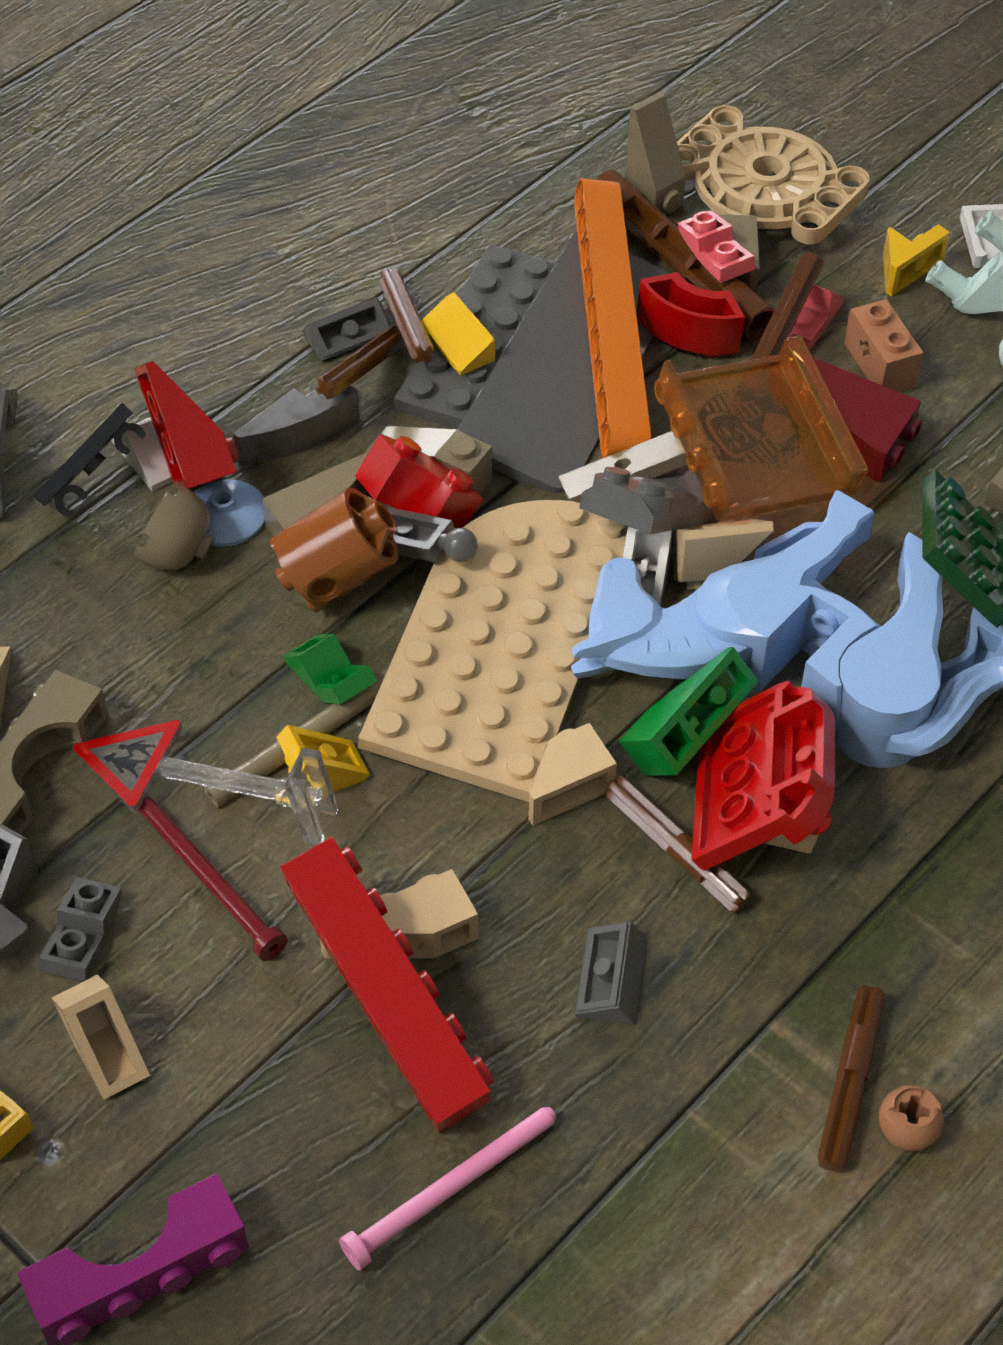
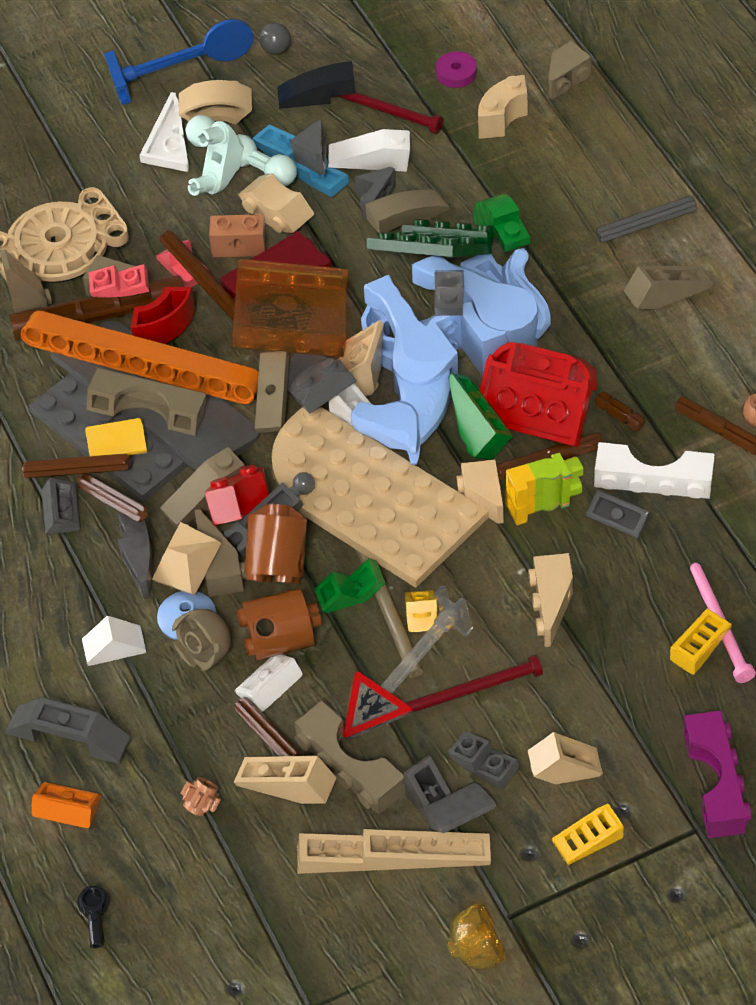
camera: 65 degrees left, 0 degrees up
(57, 653) = (265, 728): none -> reddish brown axle
(88, 458) = (119, 667): black plate -> none
(142, 634) = (270, 681): none -> white slope
(188, 438) = (139, 602): red slope -> none
(215, 598) = (289, 623): none -> dark orange cylinder
(292, 461) = (186, 559): none -> tan slope
(382, 1139) = (688, 656): none -> yellow slope
(387, 985) = (598, 605): red brick -> none
(526, 301) = (114, 392): none -> dark tan arch
(593, 839) = (542, 486): none -> hips
(723, 1047) = (686, 477): none -> white arch
(813, 913) = (620, 411): none -> reddish brown axle
(879, 587) = (449, 292): none -> dark grey slope
(909, 260) = (166, 199): yellow slope -> none
(963, 369) = (281, 207): none -> tan brick

